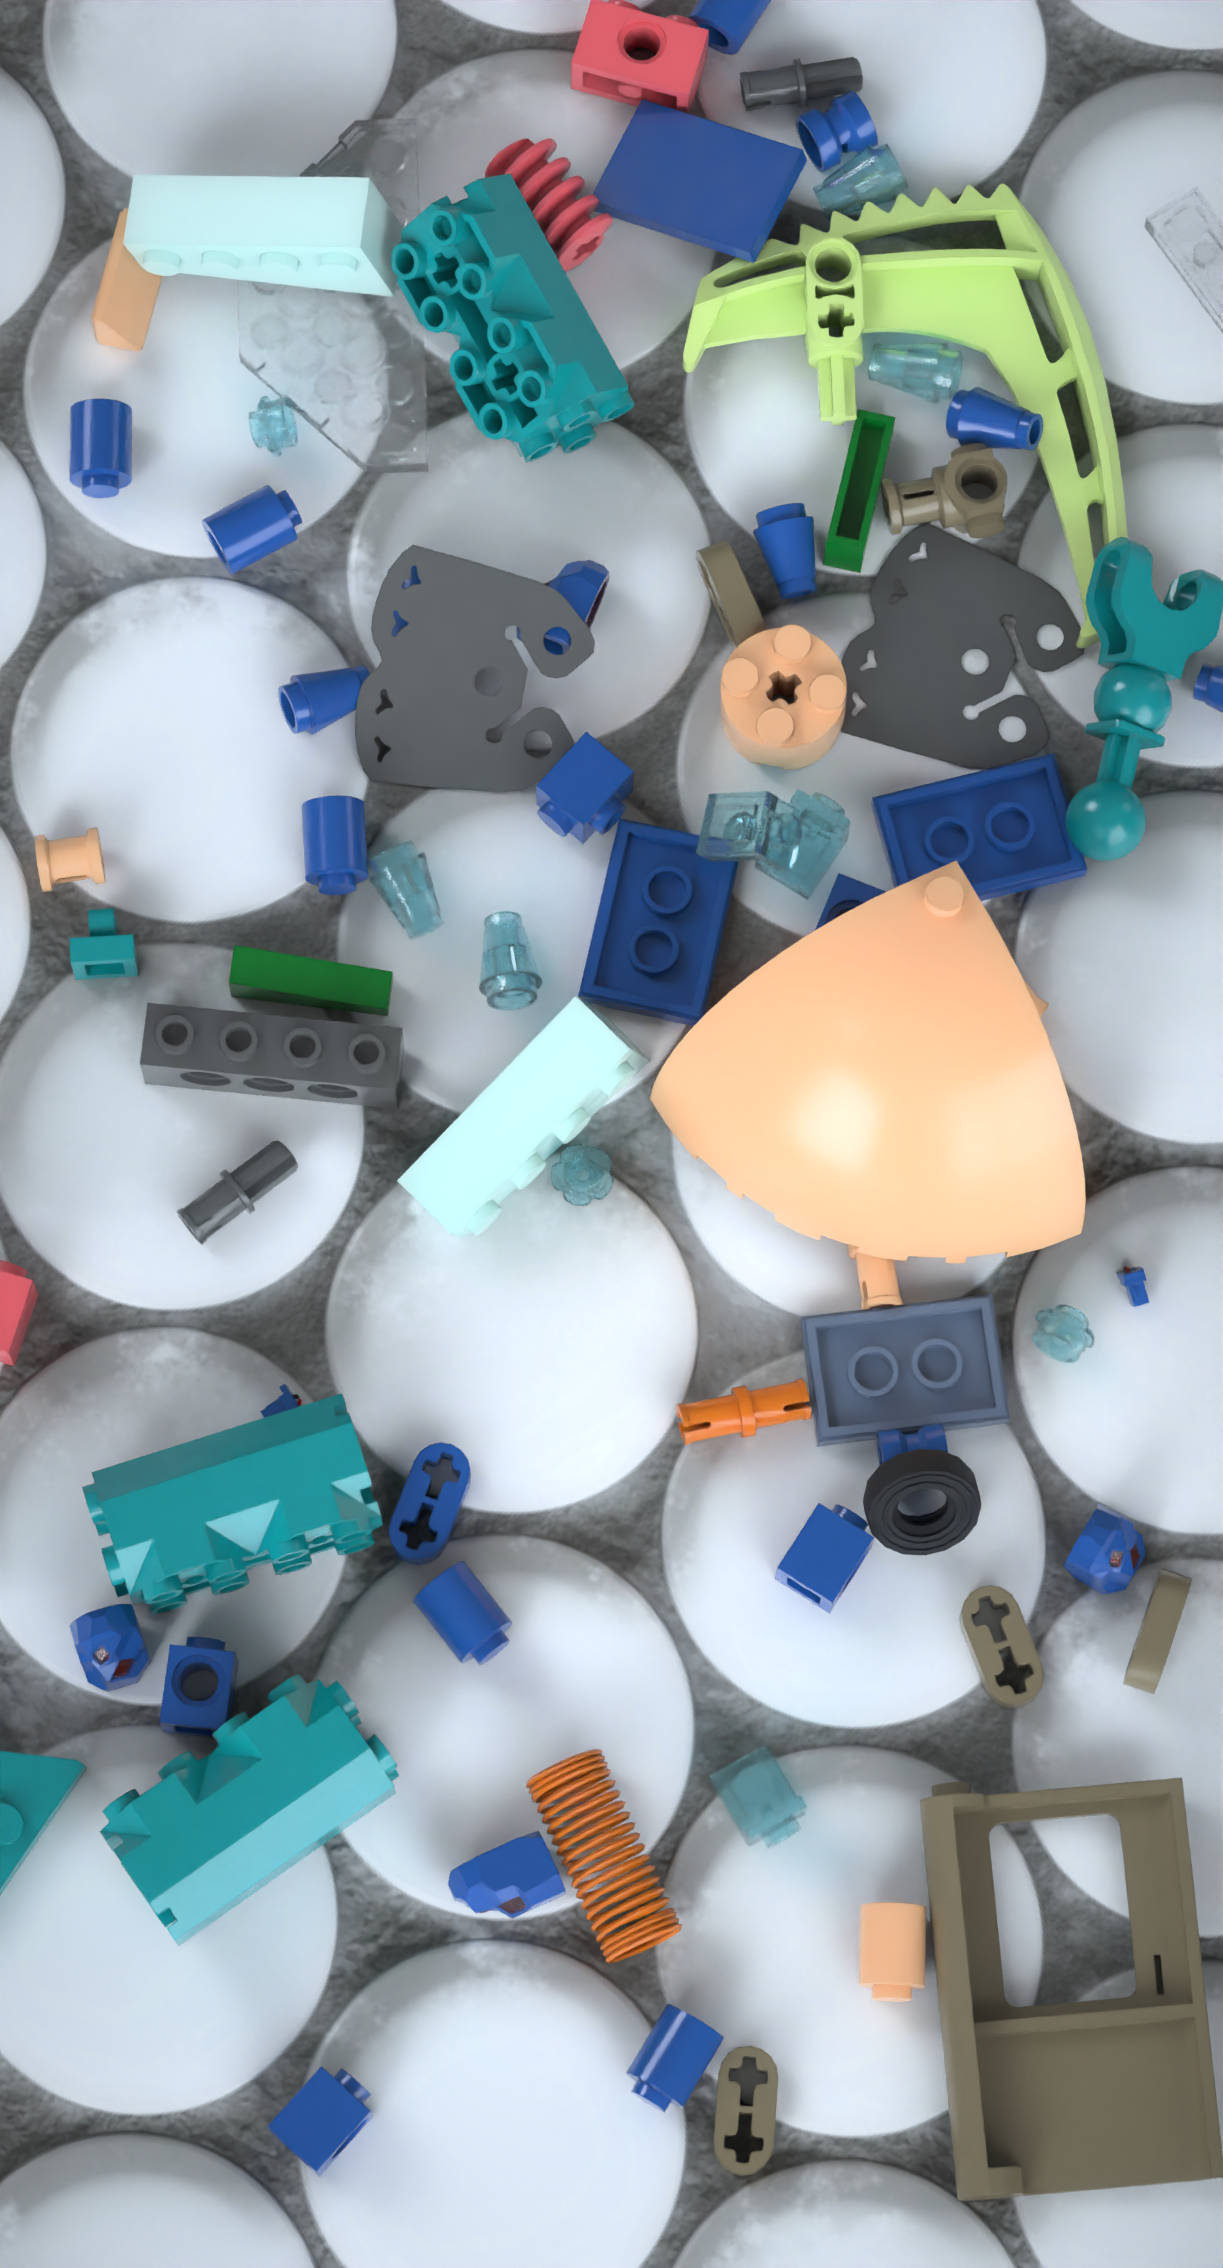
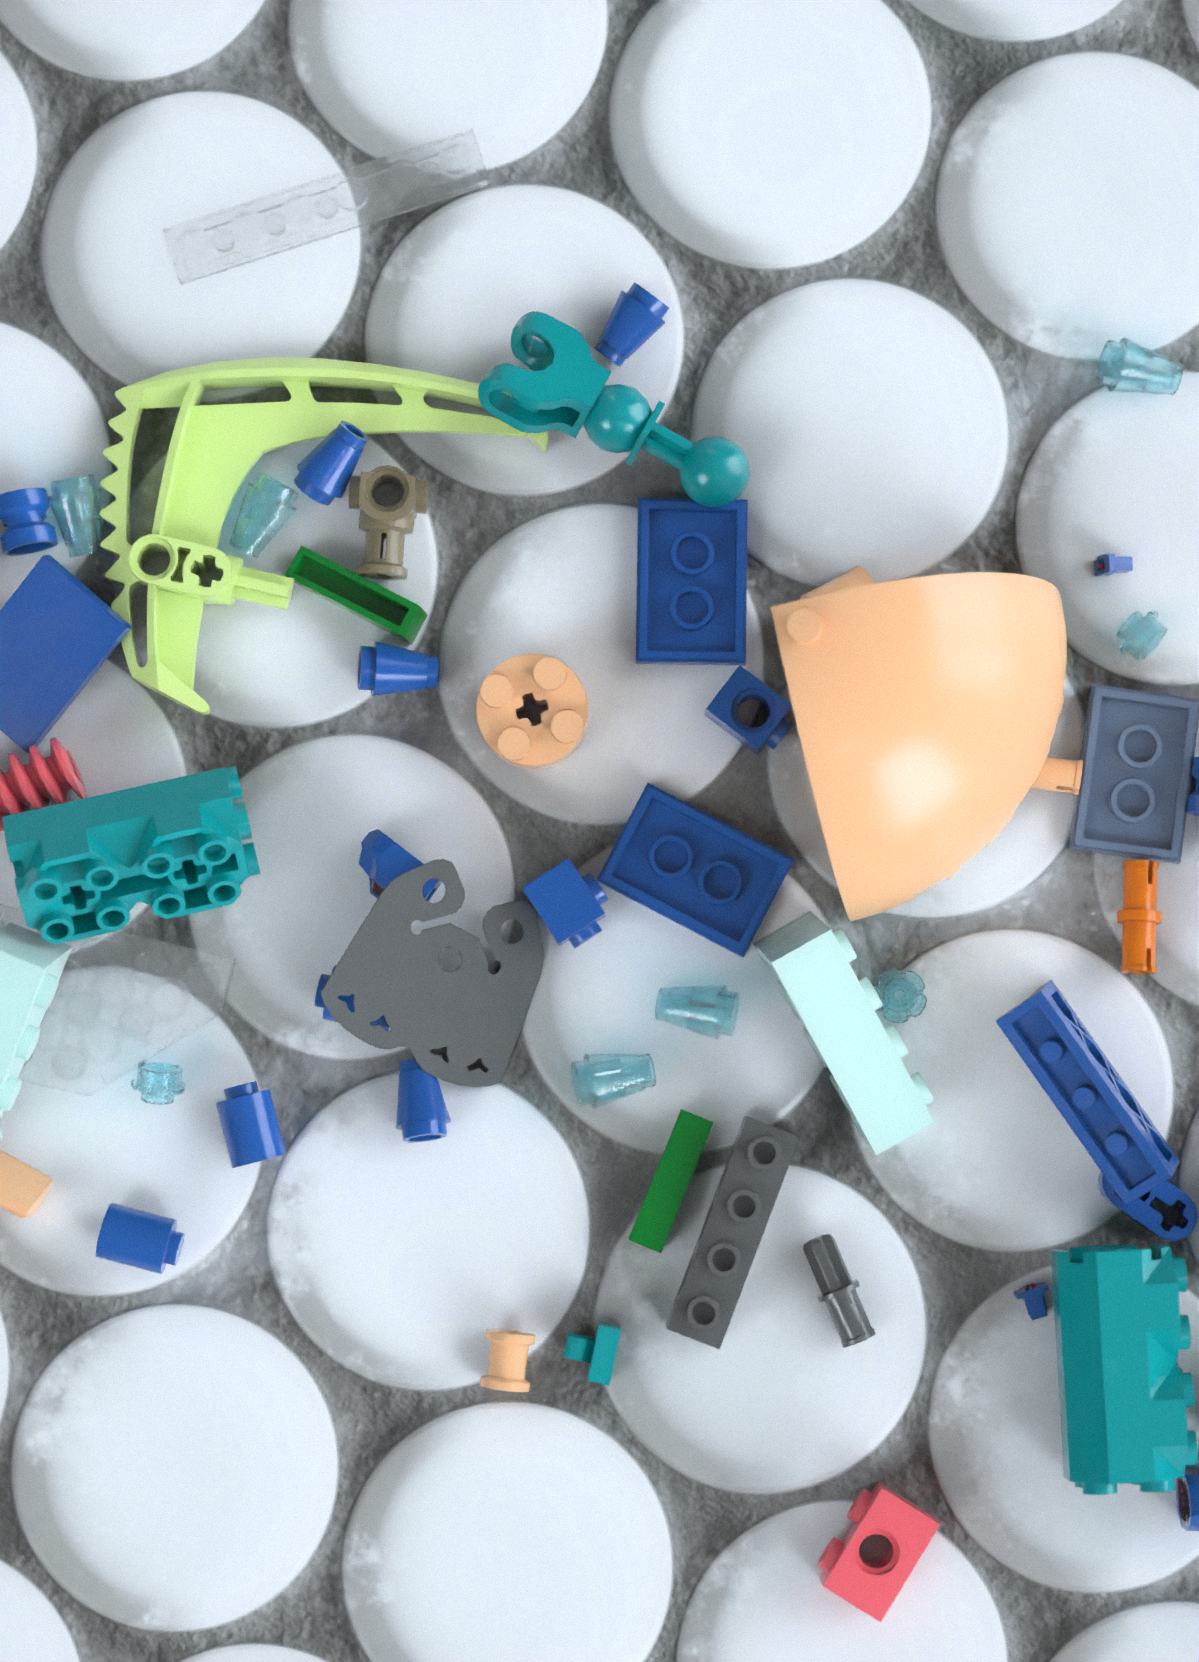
camera: 70 degrees left, 10 degrees up
(334, 843) = (557, 1129): blue brick -> none
(531, 1400) = (1089, 1093): none -> blue fence
(729, 592) = (427, 730): dark tan beam -> none
(751, 828) = (645, 772): clear light blue bracket -> none
(823, 837) = (660, 729): clear light blue bracket -> none
(919, 645) = (502, 580): dark grey piece -> none

